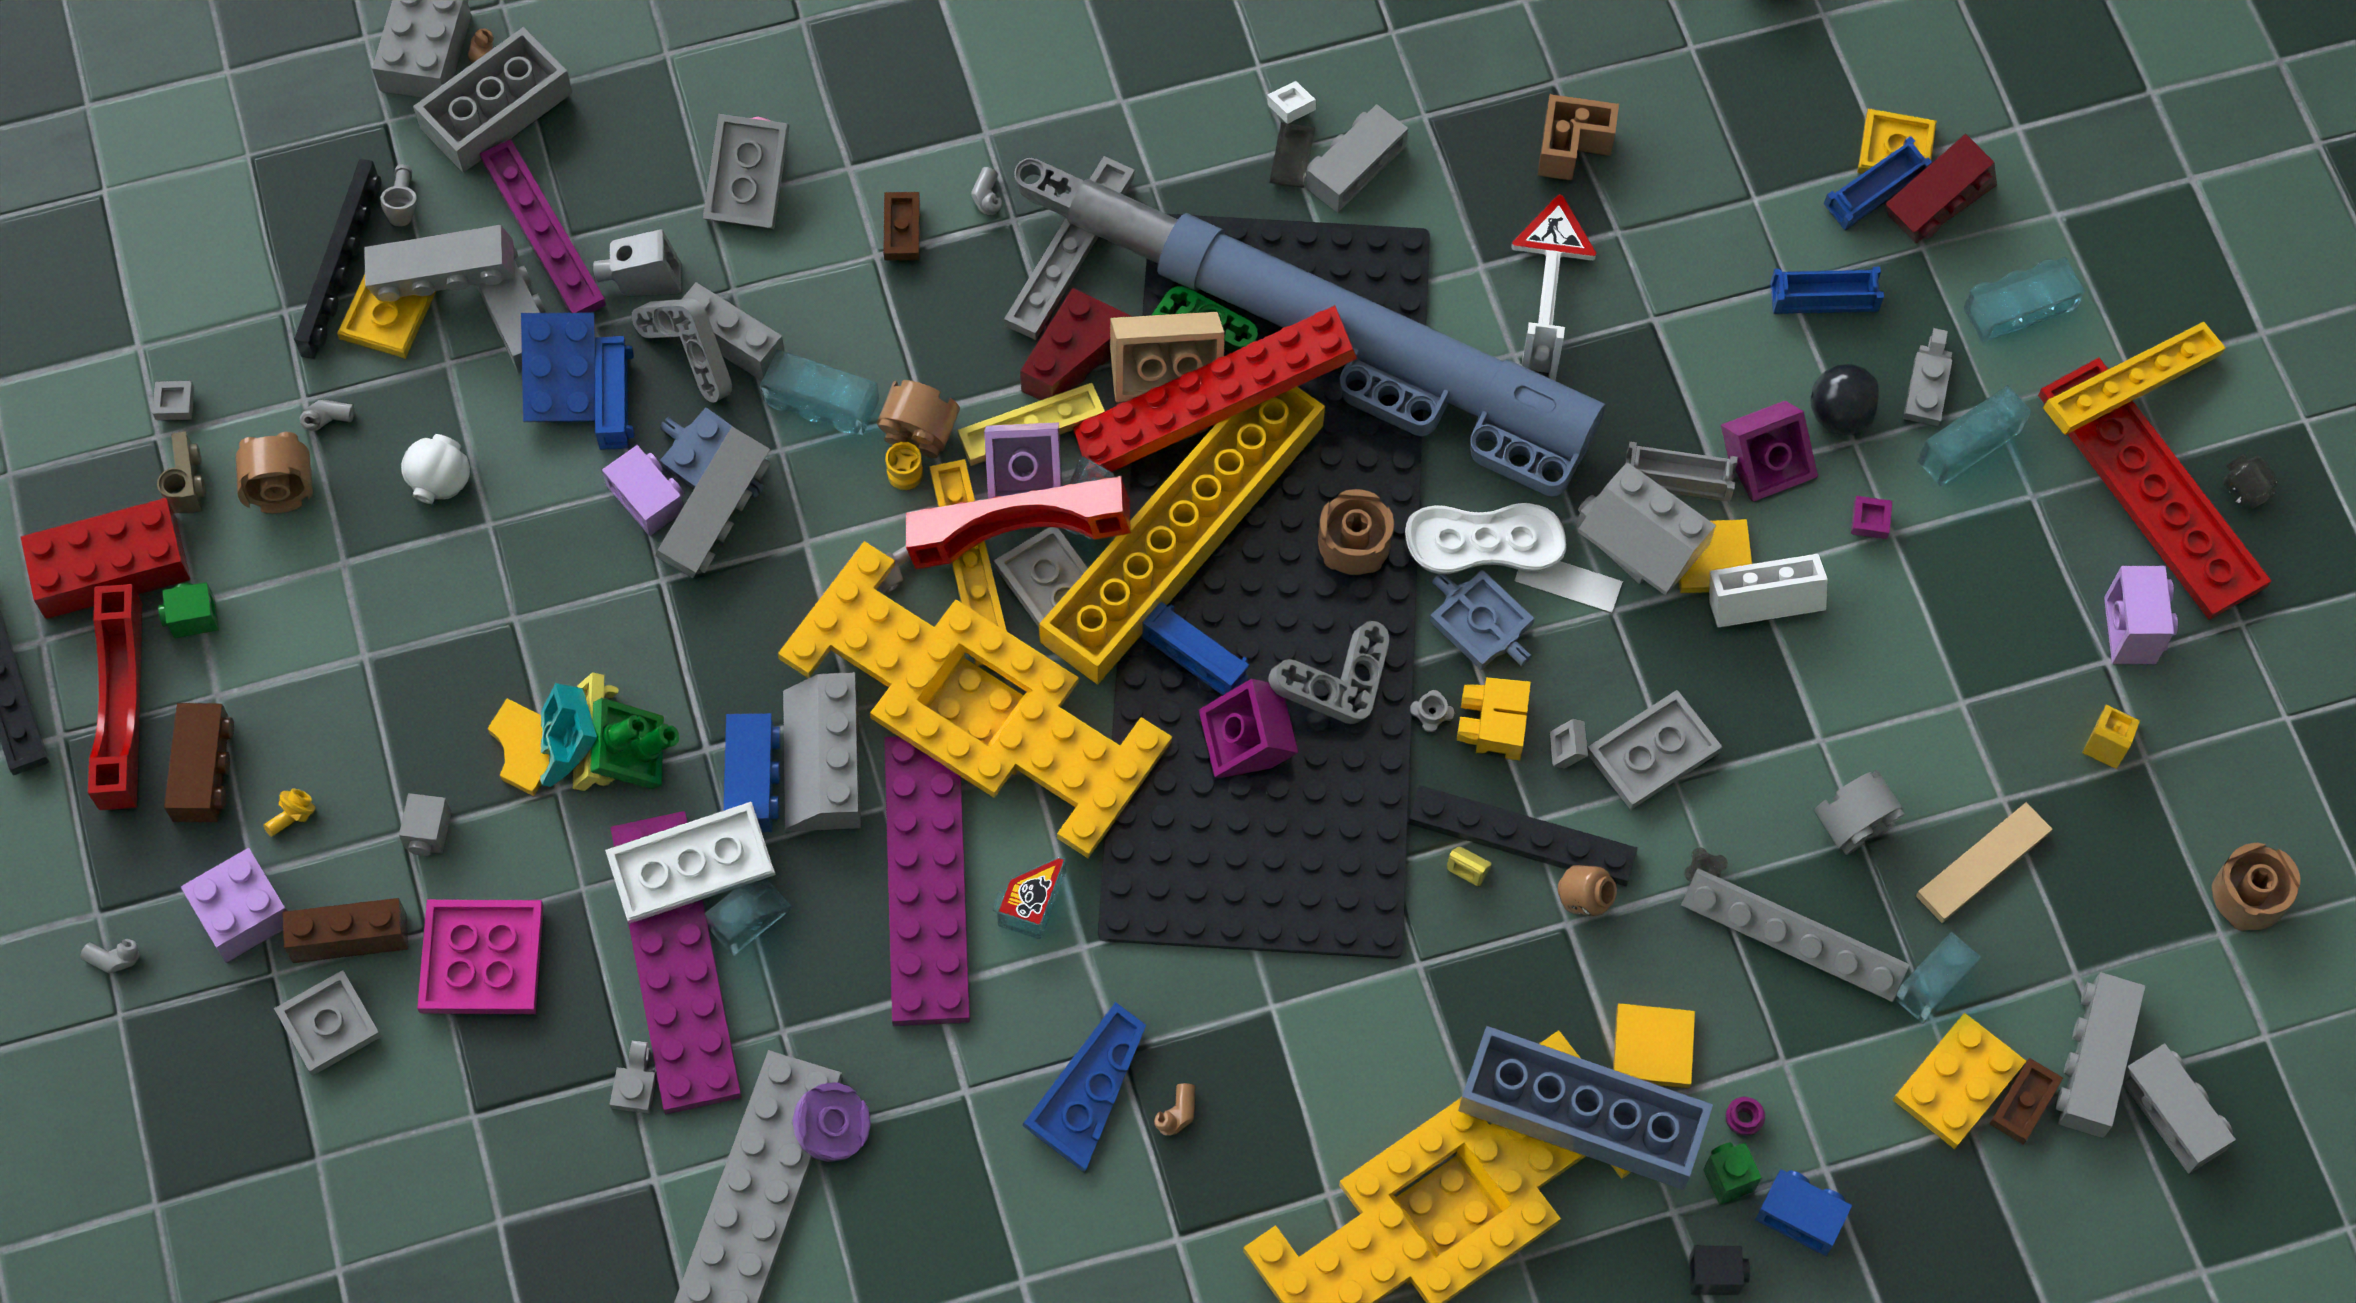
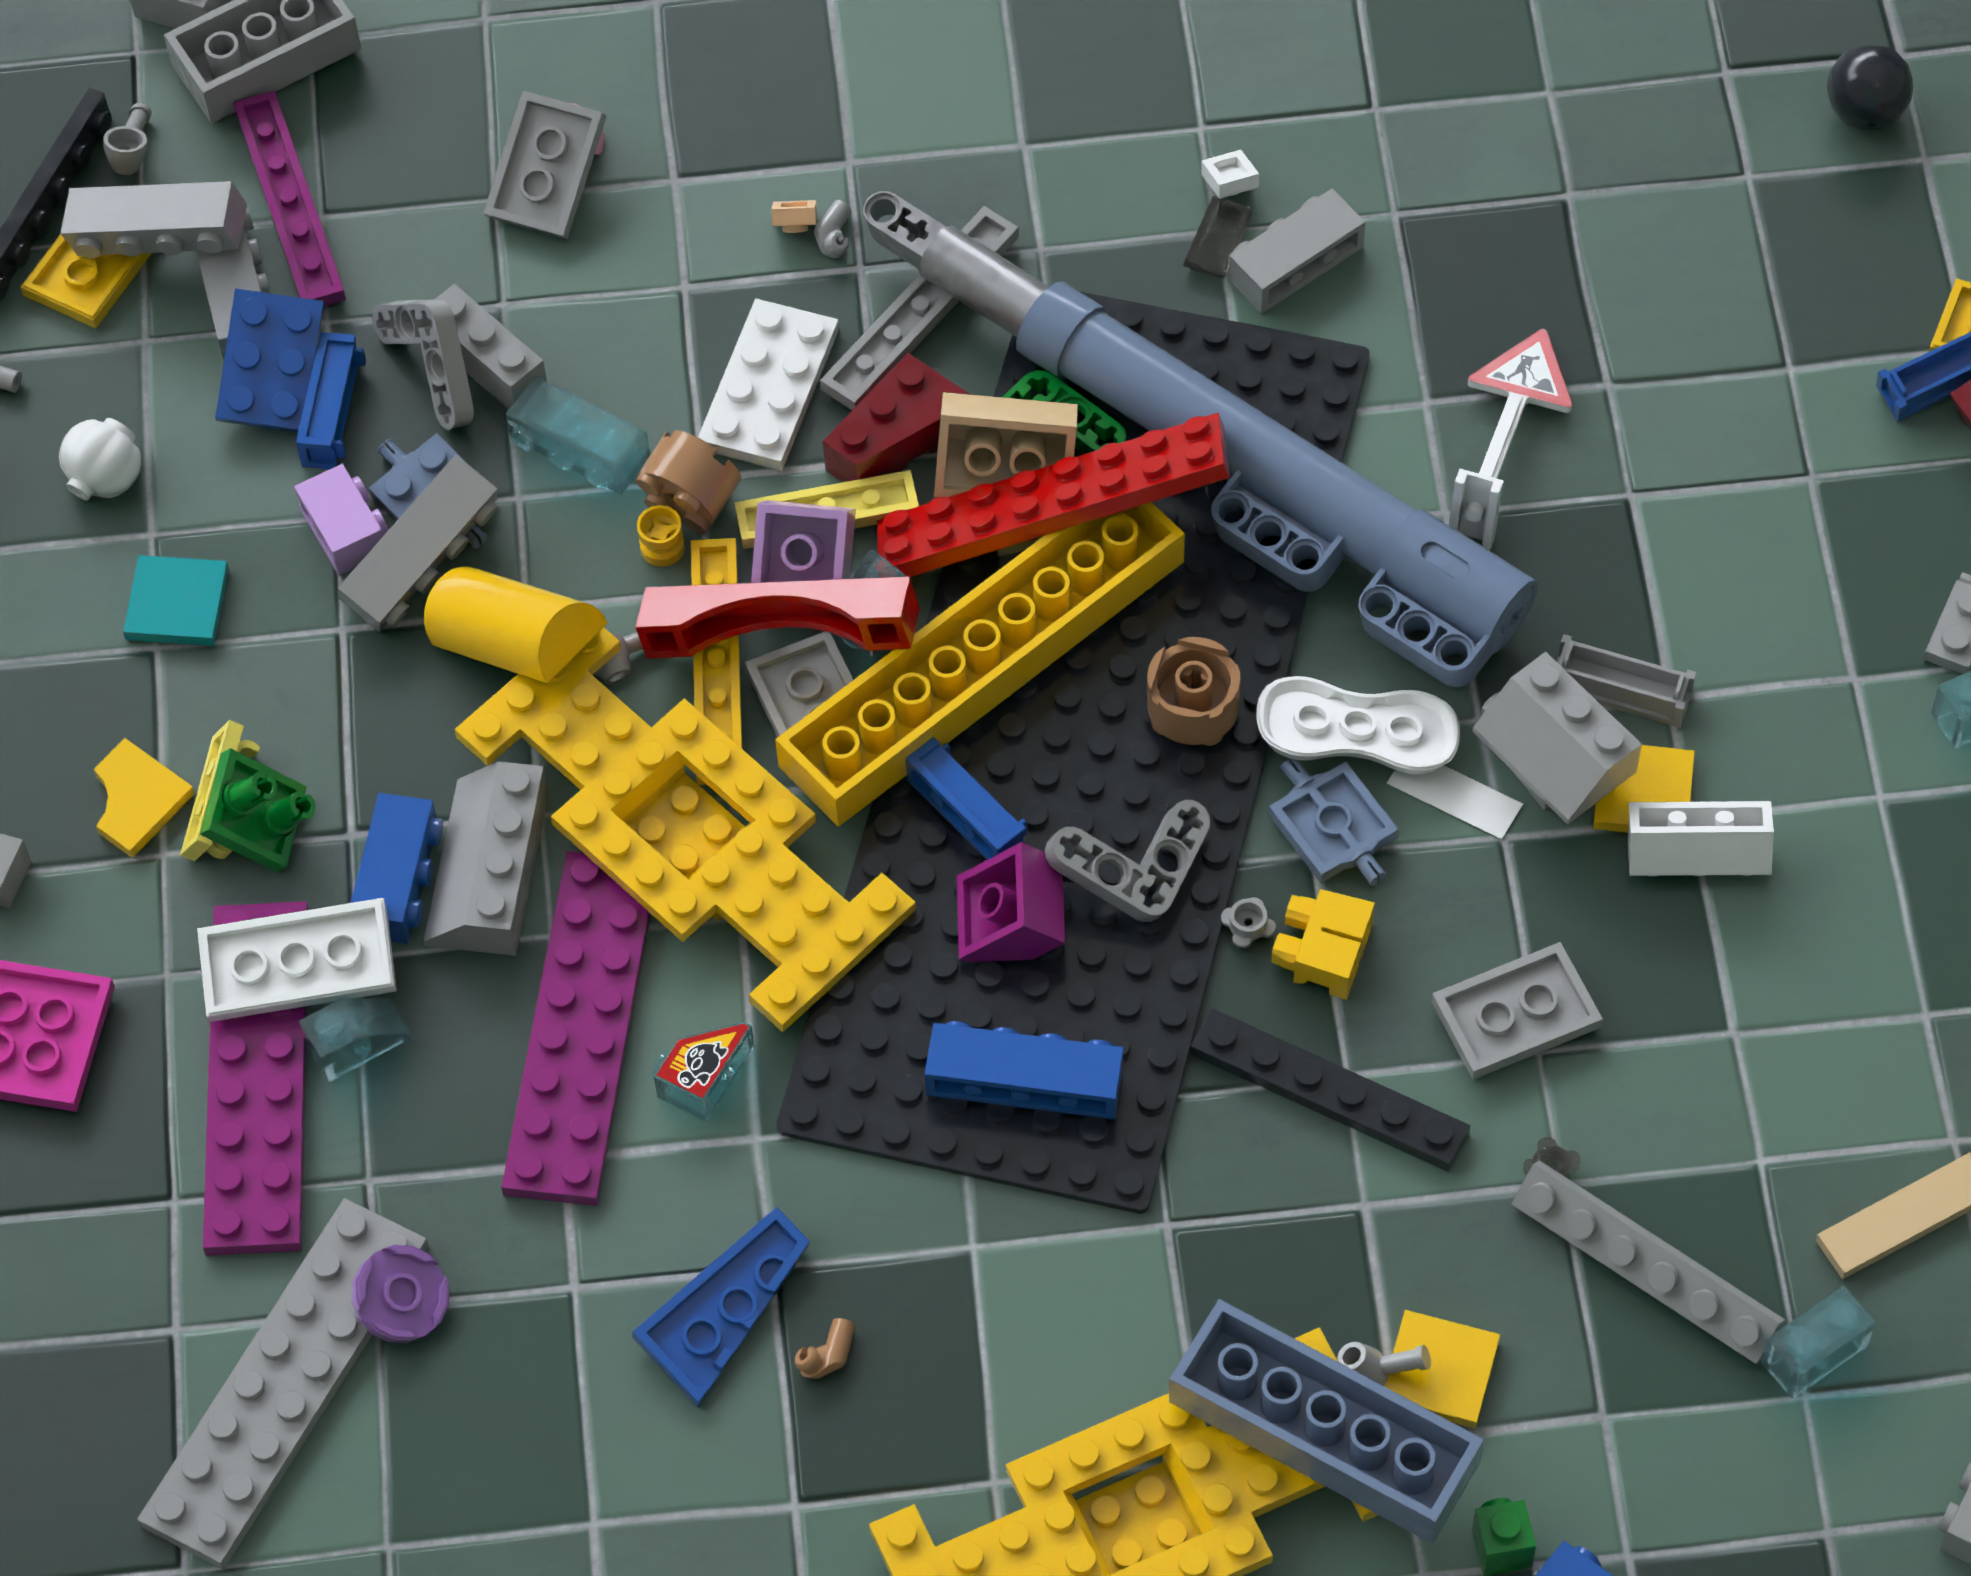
camera: 15 degrees right, 5 degrees down
(522, 577) = (176, 600): none -> teal tile
(566, 731) = (182, 785): teal slope -> none
(634, 1086) = (176, 1214): light grey plate -> none
(642, 265) = (397, 257): light grey torso -> none
(802, 558) = (508, 622): none -> yellow brick
(901, 226) = (720, 255): reddish brown plate -> none
(953, 184) = (794, 215): none -> light nougat plate
(962, 326) = (769, 383): none -> white plate
(1287, 859) = (1024, 1070): none -> blue brick
(1468, 865) = (1252, 1114): light yellow slope -> none
(1568, 743) = (1409, 986): light grey plate -> none
(1574, 127) = (1572, 249): medium nougat brick -> none
(1587, 890) = (1393, 1165): medium nougat head -> none
(1606, 1053) = (1377, 1366): none -> light grey bar
(1747, 1105) = (1542, 1460): magenta plate -> none
(1770, 449) = (1742, 671): magenta slope -> none
(1826, 291) = (1855, 490): blue container -> none
(1845, 399) = (1848, 622): black helmet -> none
(1859, 811) = (1759, 1122): light grey brick -> none
(1871, 517) = (1854, 771): magenta plate -> none
(1959, 1080) = (1822, 1474): yellow plate -> none
(2026, 1101) = (1902, 1512): reddish brown plate -> none

